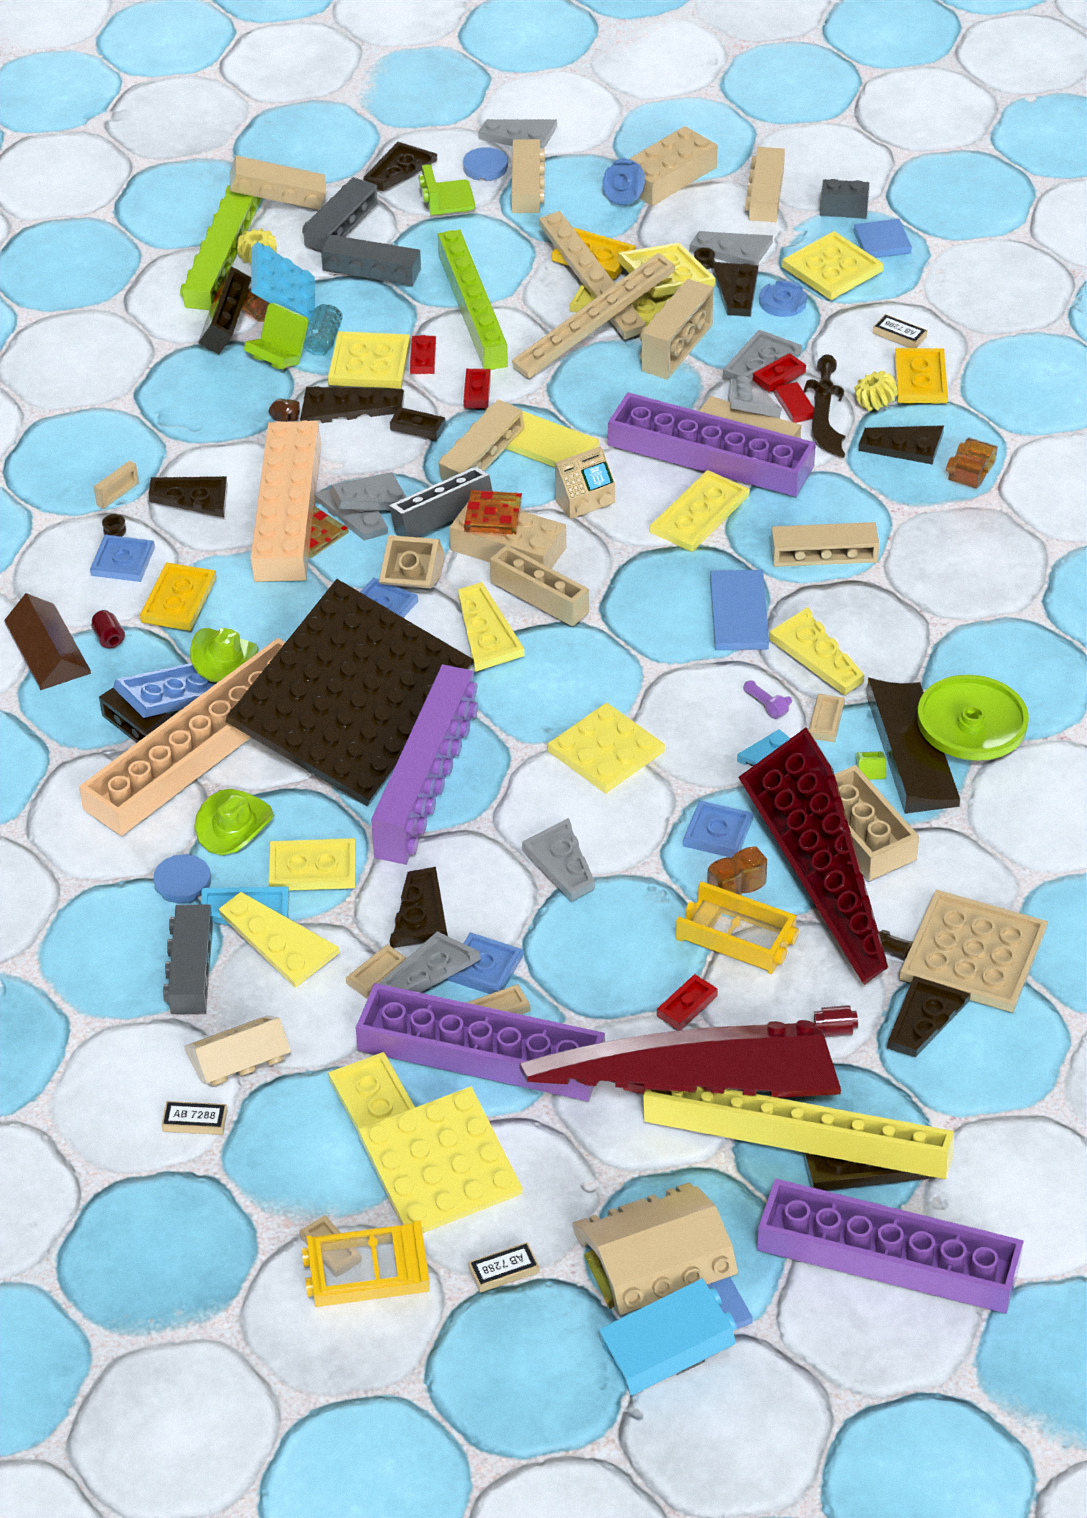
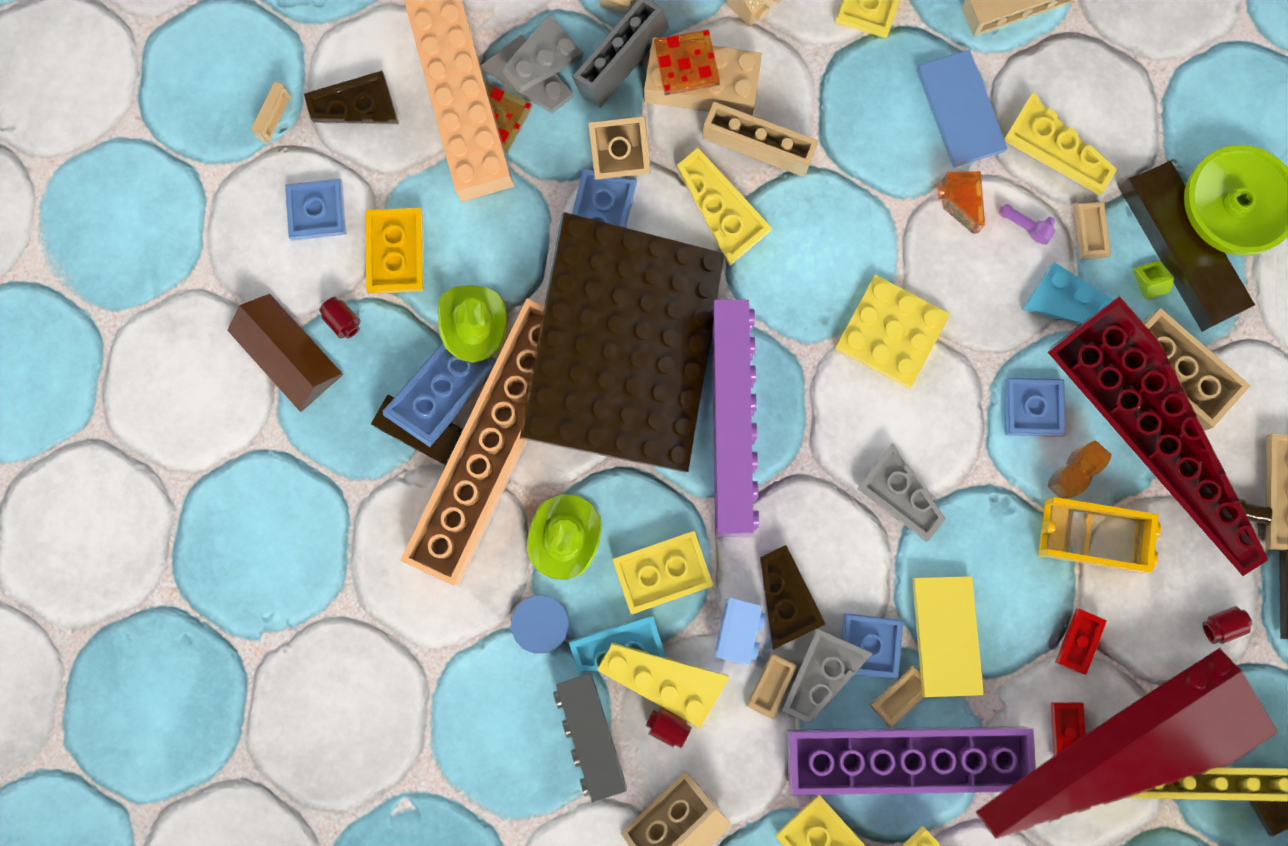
camera: 15 degrees left, 35 degrees up
(114, 525) = (285, 161): dark brown bush -> none
(265, 973) = (668, 728): none -> dark red brick
(360, 911) = (739, 631): none -> light blue slope
(559, 968) = (947, 637): none -> light yellow tile
(711, 665) = (963, 198): none -> clear orange slope

